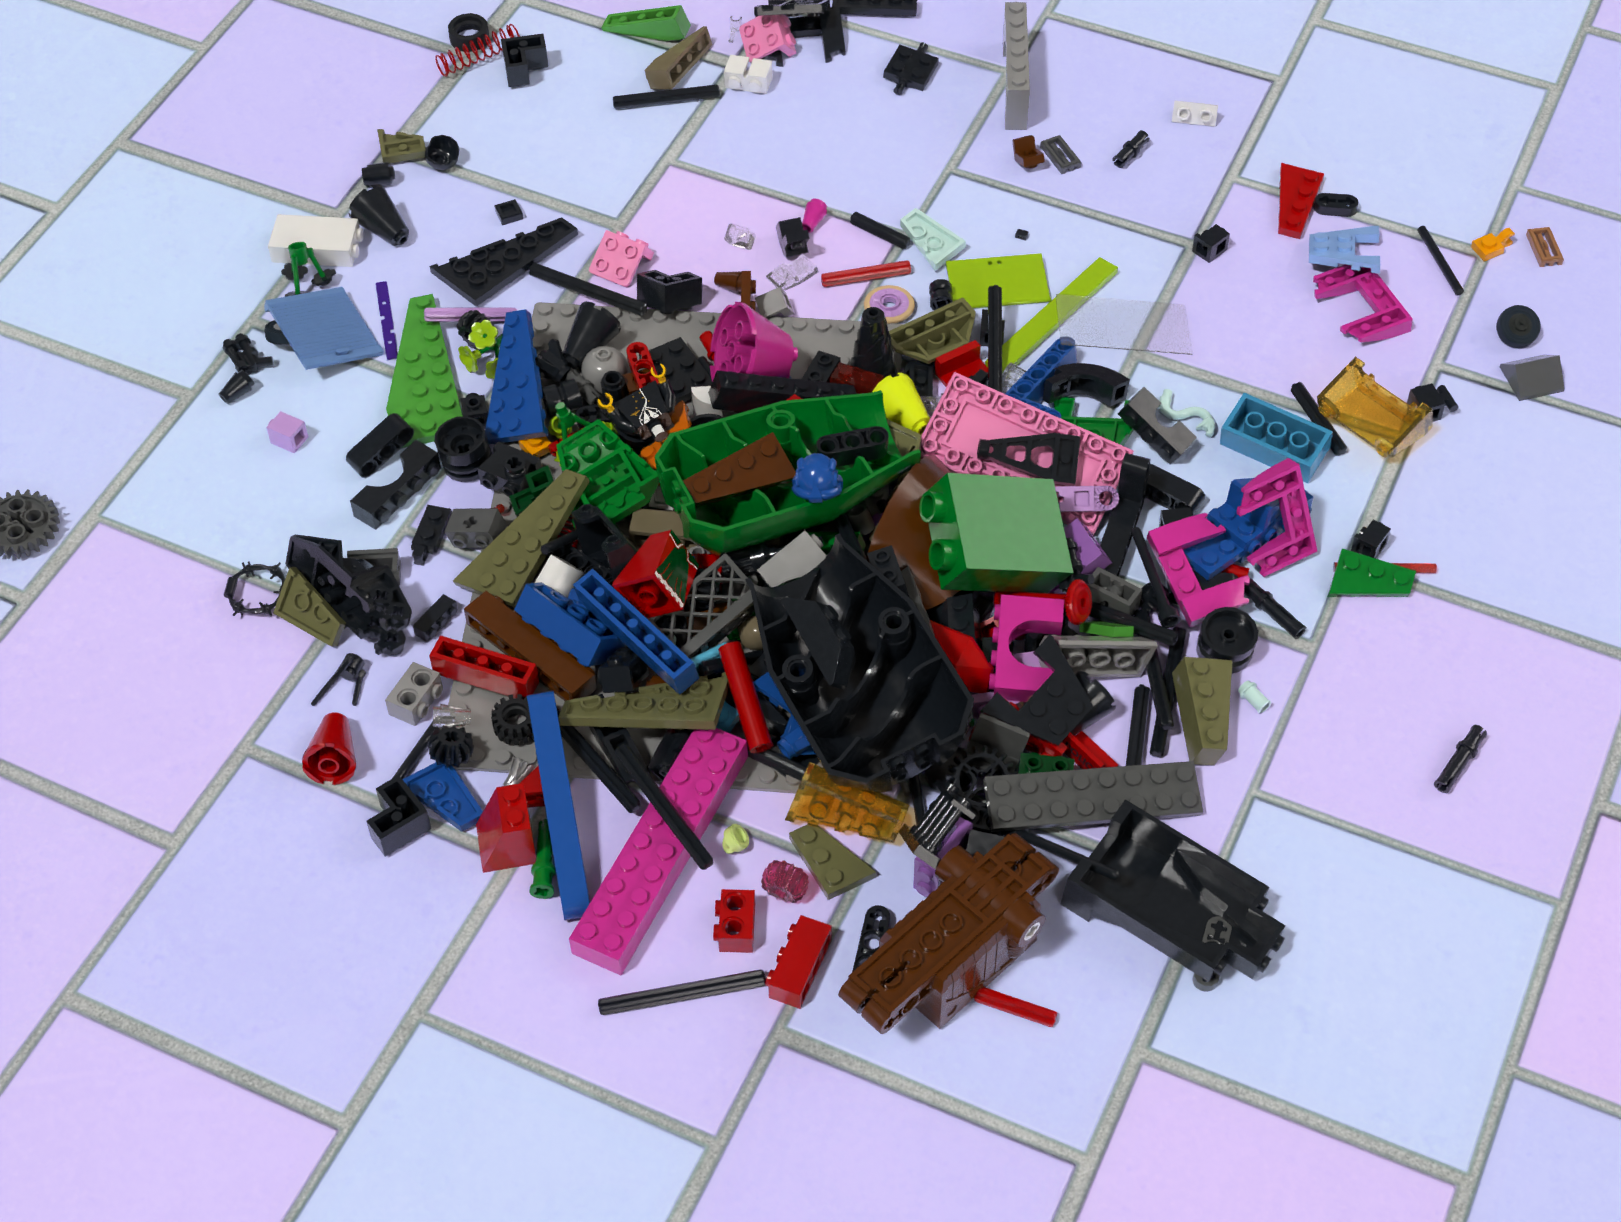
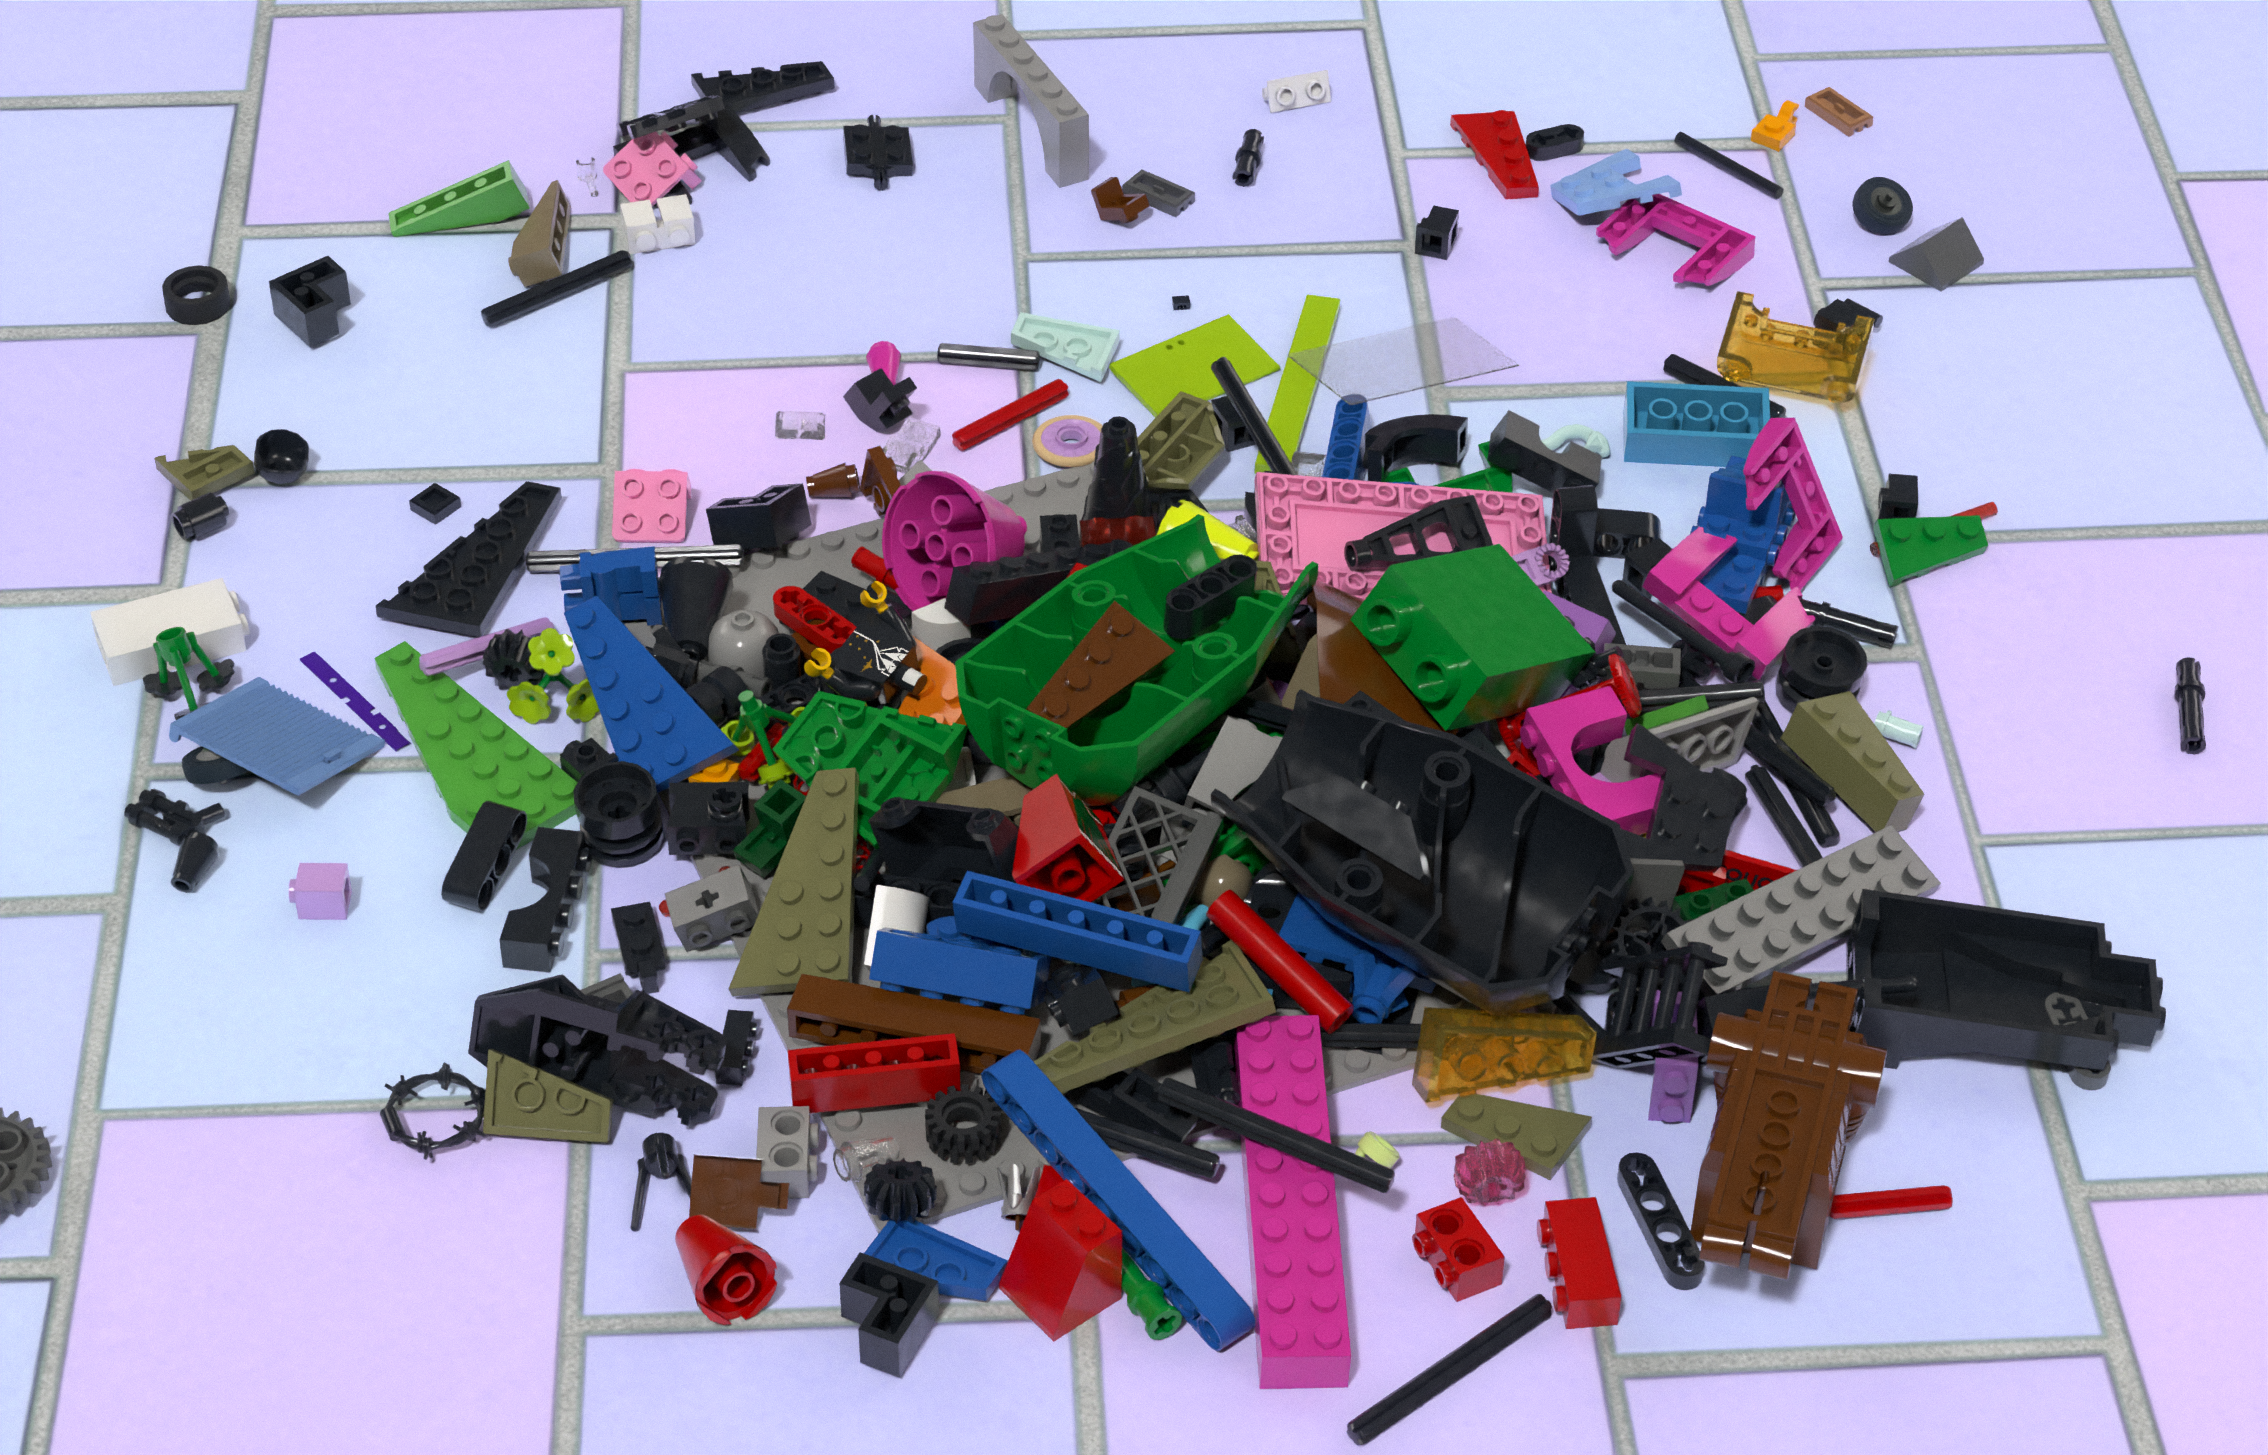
camera: 30 degrees left, 10 degrees down
(367, 706) = (732, 1190): none -> reddish brown piece
(379, 215) = (253, 564): black cone -> none
(416, 752) = (840, 1237): black bar -> none
(447, 70) = (200, 342): red piece -> none
(551, 303) = (621, 579): none -> blue hips
(817, 478) = (1220, 634): blue helmet -> none
(940, 293) = (1135, 404): black wheel -> none
(962, 360) = (1225, 480): red panel -> none

